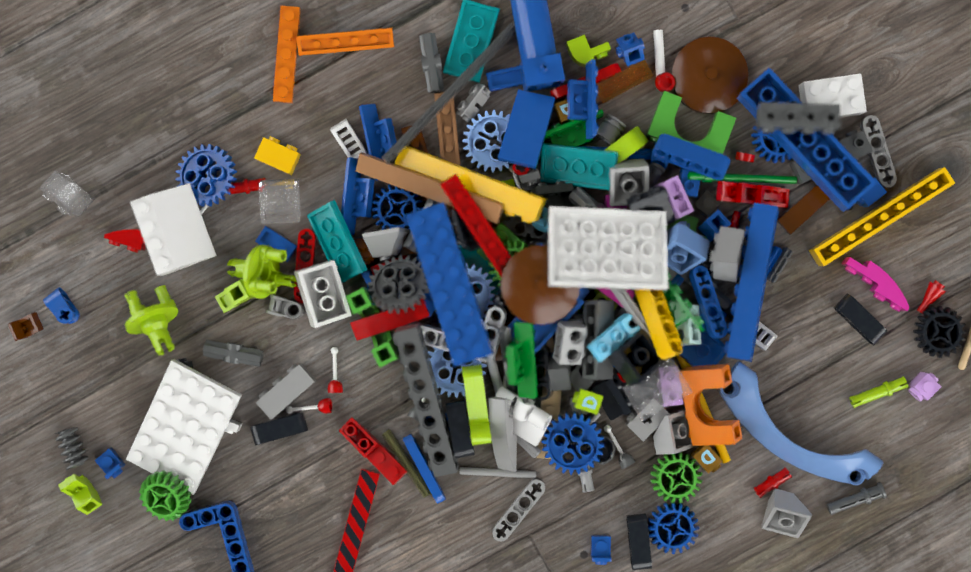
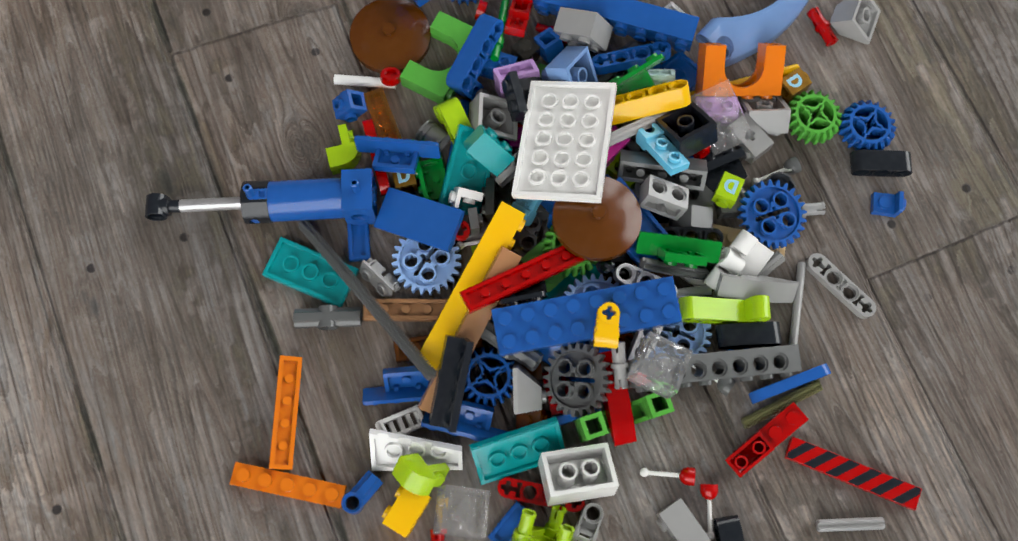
camera: 85 degrees left, 15 degrees down
(287, 117) = (363, 491): none -> blue piece
(303, 160) = (418, 476): none -> lime brick
(312, 524) = (850, 524): none -> light grey axle
(323, 149) = (389, 446): none -> white wing
(383, 177) = (451, 382): none -> black fence
(412, 349) = (659, 365): none -> clear brick
(413, 317) = (619, 366): none -> light grey pin
(435, 301) = (607, 331): none -> yellow piece
(554, 168) = (468, 196): none -> white bracket
(594, 182) = (489, 150): none -> teal brick

